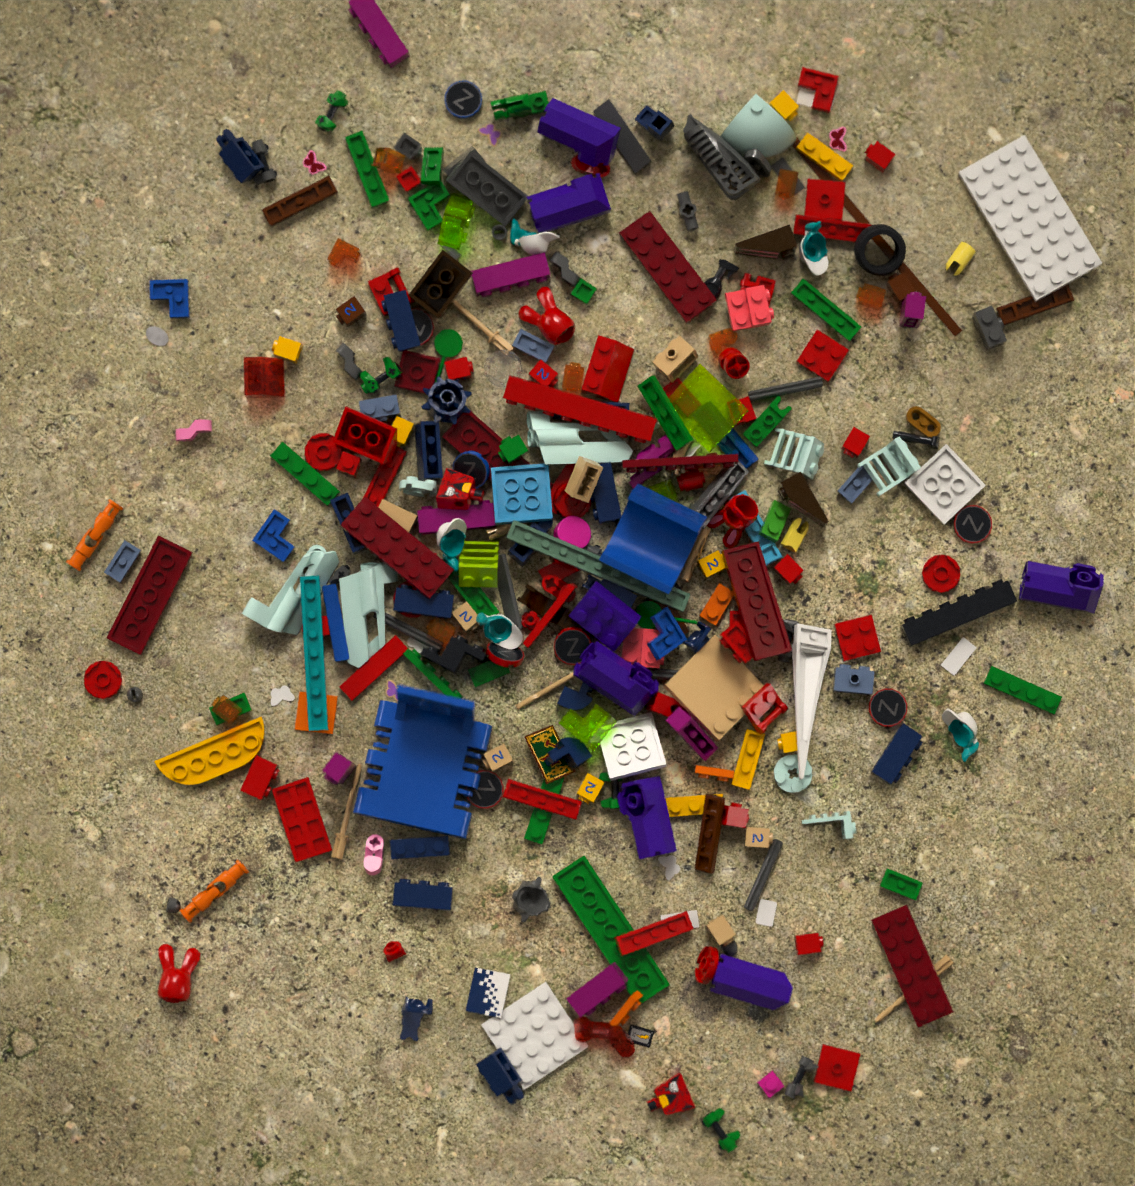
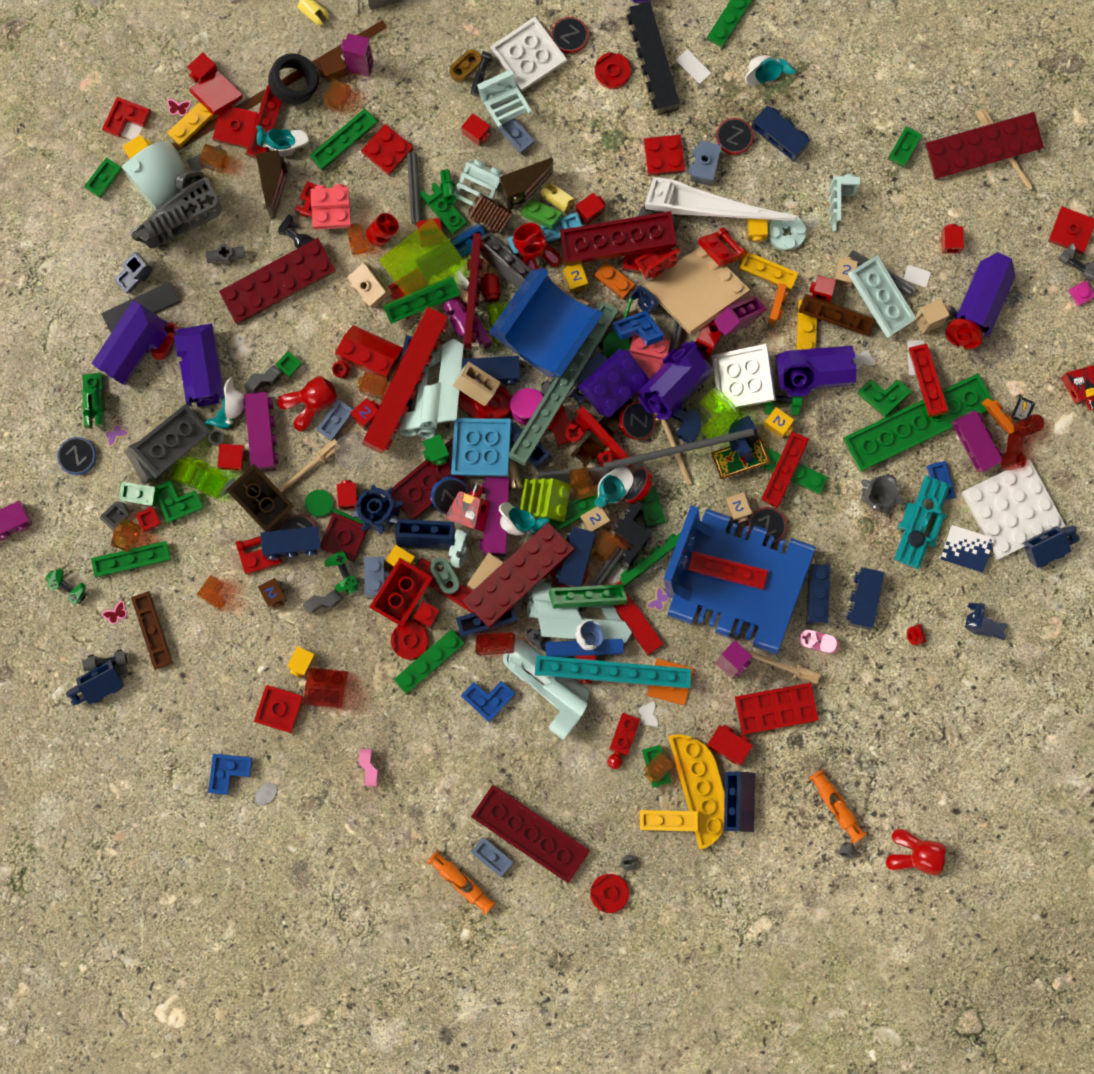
camera: 85 degrees left, 5 degrees down
(178, 727) = (669, 820): none -> yellow plate
(204, 793) = (739, 801): none -> dark blue brick
(239, 335) = (278, 709): none -> red plate
(252, 672) = (622, 740): none -> red plate
(329, 535) = (495, 643): none -> clear red plate
(346, 624) = (589, 634): none -> medium blue hair
(385, 618) = (587, 596): none -> green plate
(388, 475) = (444, 576): none -> sand green plate
(428, 752) = (728, 570): none -> red tile
(480, 250) = (231, 457): none -> red piece
(500, 598) = (582, 483): none -> clear orange brick
(506, 936) = (915, 520): none -> teal piece
(546, 690) = (678, 449): none -> dark grey piece
(553, 959) = (940, 472): none -> blue tile
(583, 340) = (336, 369): none -> red plate
(627, 892) = (884, 400): none -> green plate
(735, 877) = (882, 296): none -> light aqua plate
(750, 76) = (103, 178): none -> green plate
(766, 468) = (489, 213): none -> reddish brown brick
(790, 422) = (447, 186): none -> green axle
(855, 174) = (215, 93): none -> tile

